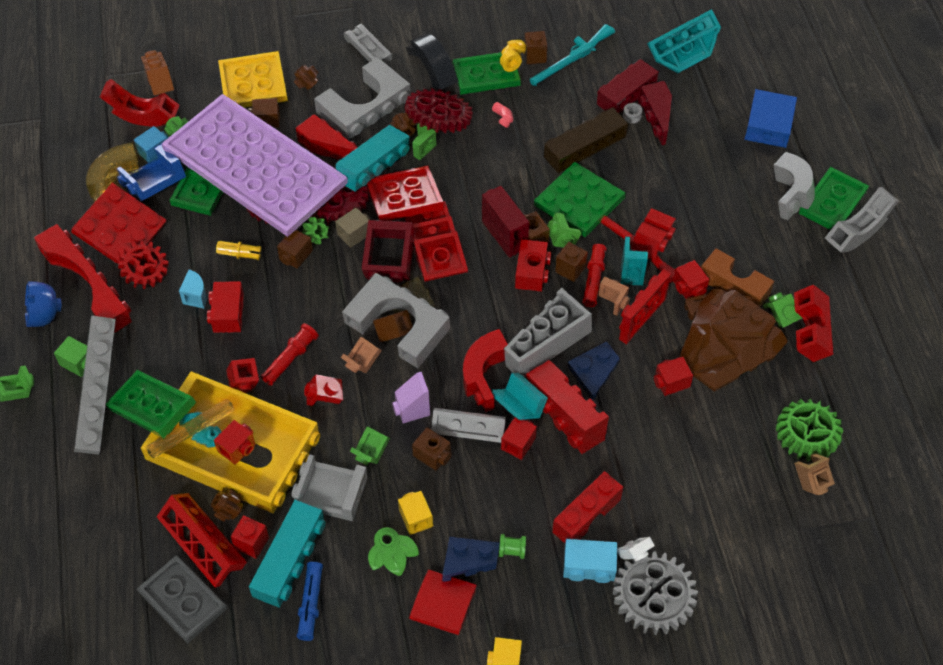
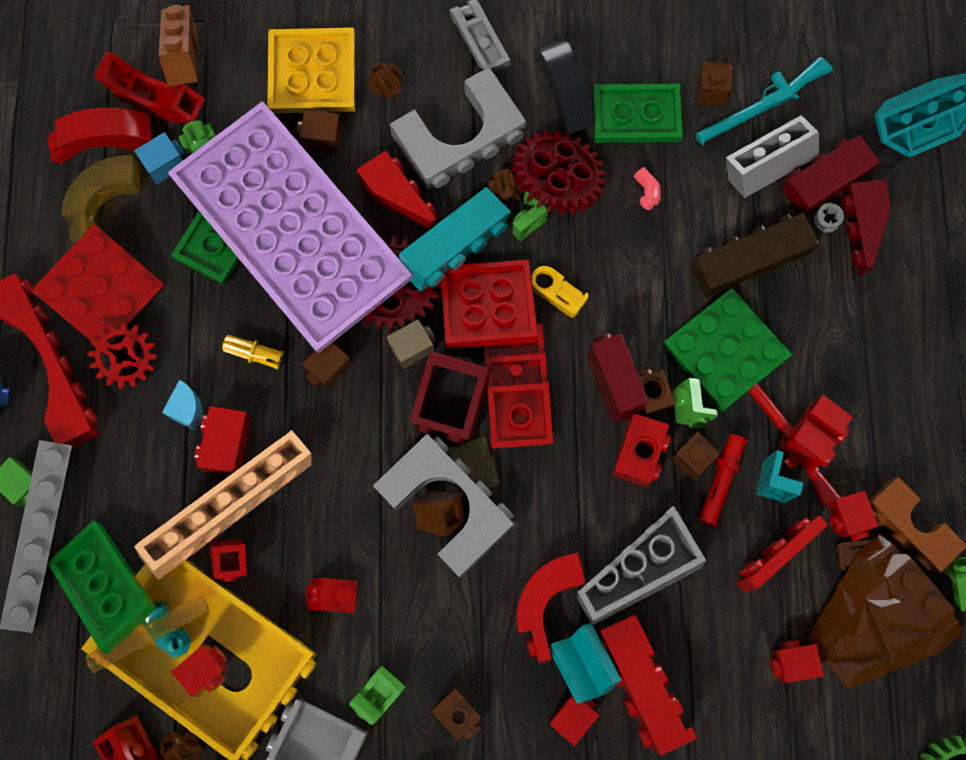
camera: 10 degrees right, 20 degrees up
(103, 129) = (98, 128): none -> red arch
(152, 176) = (151, 212): blue panel -> none
(234, 337) = (223, 505): none -> light nougat brick
(295, 347) = (306, 519): red pin -> none
(315, 229) = (358, 341): bright green gear -> none
(361, 356) = (388, 553): nougat bracket -> none
(412, 399) = (441, 639): lavender slope -> none
(454, 184) = (560, 293): none -> yellow piece
(468, 425) = (511, 686): light grey plate -> none
(511, 55) = (675, 103): yellow arm -> none
(584, 80) = (773, 156): none -> light grey brick
(594, 368) = (694, 625): dark blue wing -> none
(614, 292) = (744, 512): nougat bracket -> none

